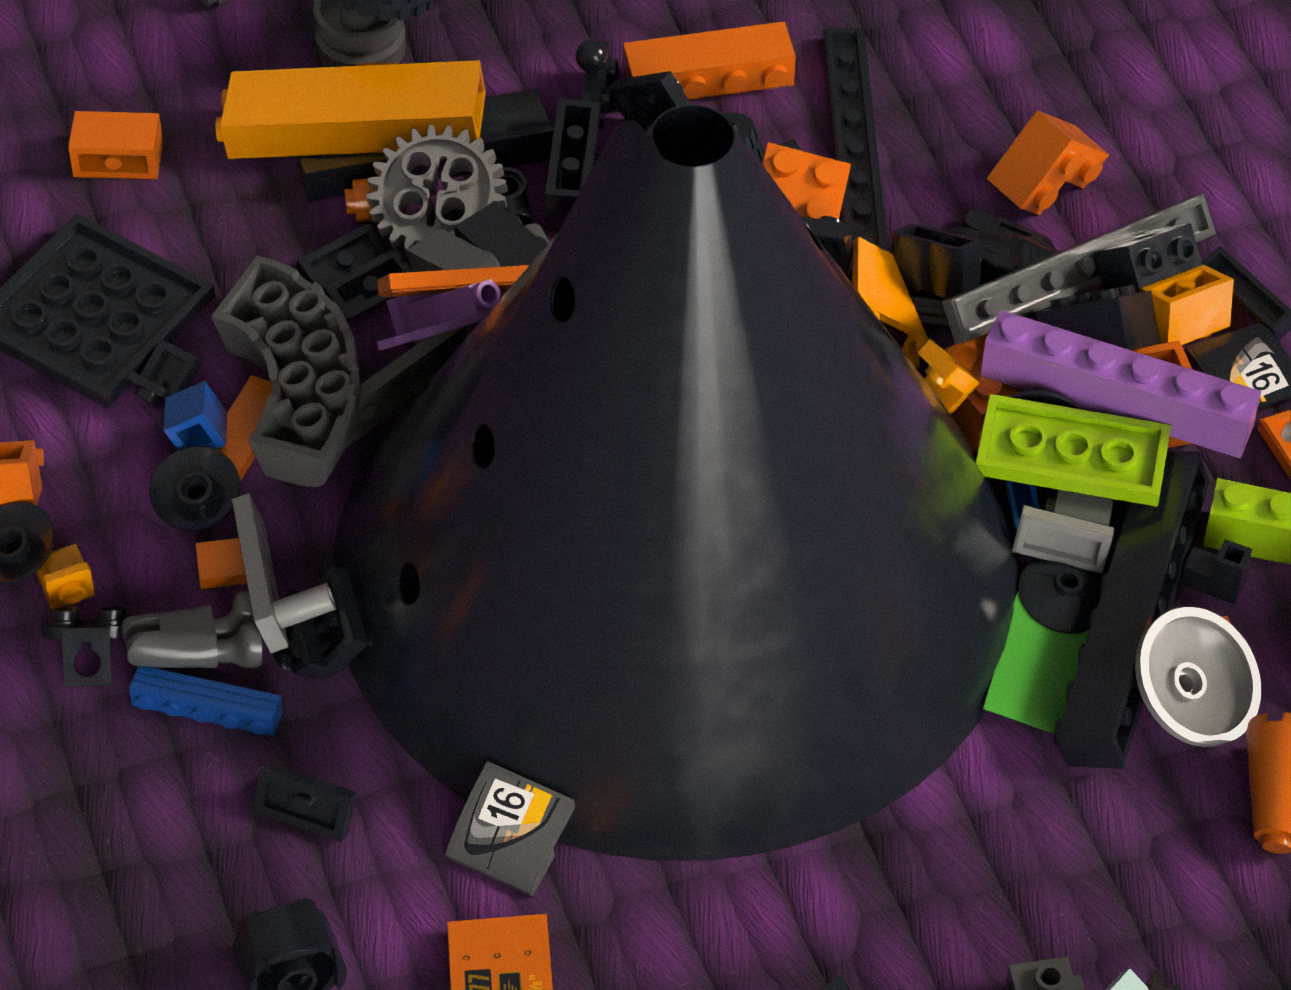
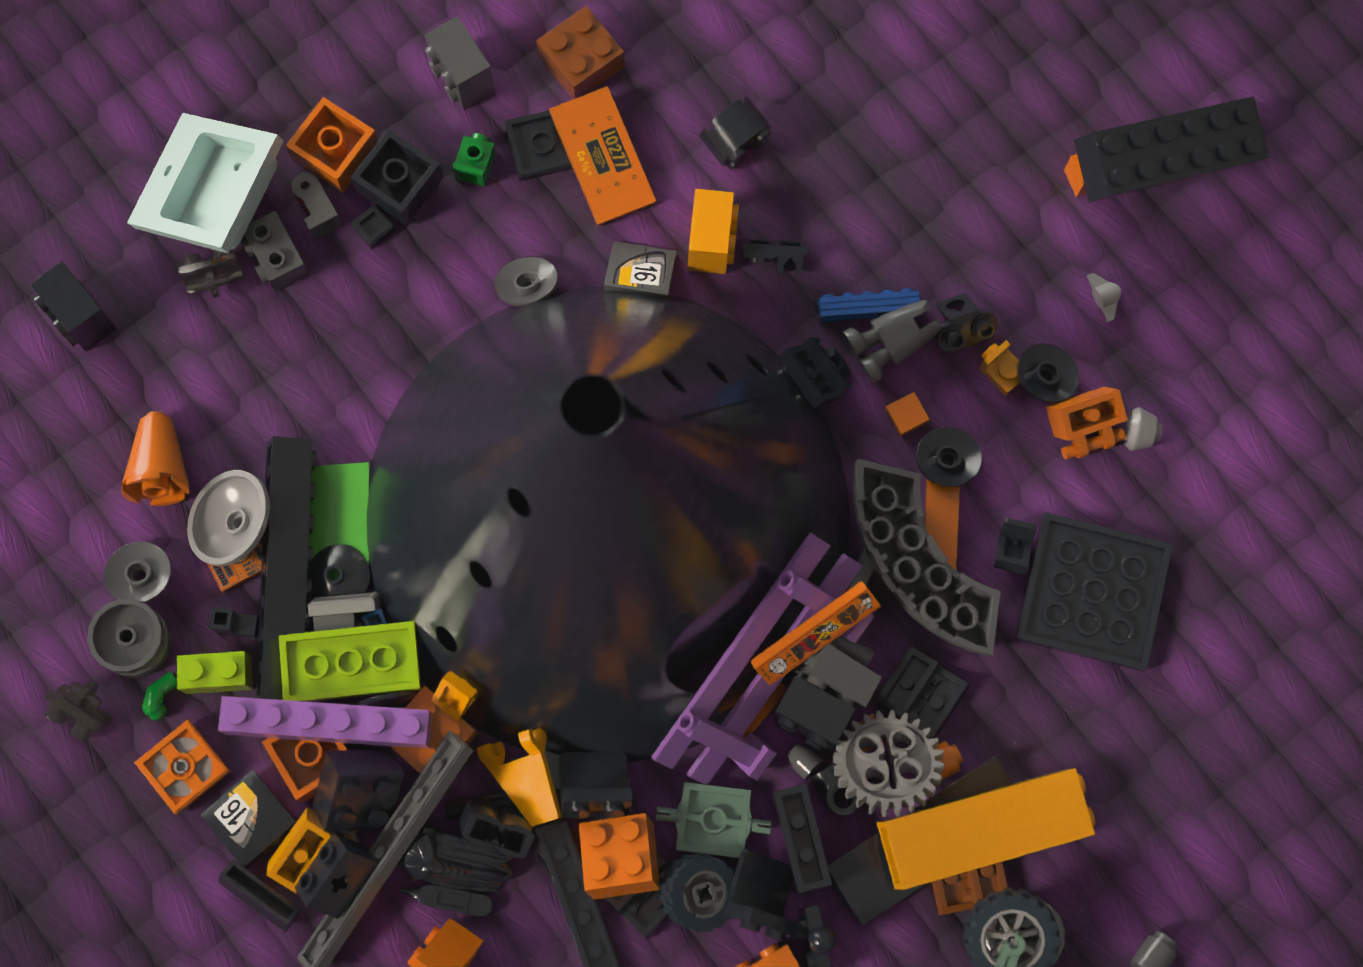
camera: 160 degrees right, 25 degrees up
(115, 145) = (1151, 751): orange brick -> none
(195, 418) = (972, 508): blue brick -> none
(268, 611) = (851, 358): light grey piece -> none
(387, 831) = (712, 231): none -> light orange brick
(687, 835) = (526, 281): none -> dark grey dish

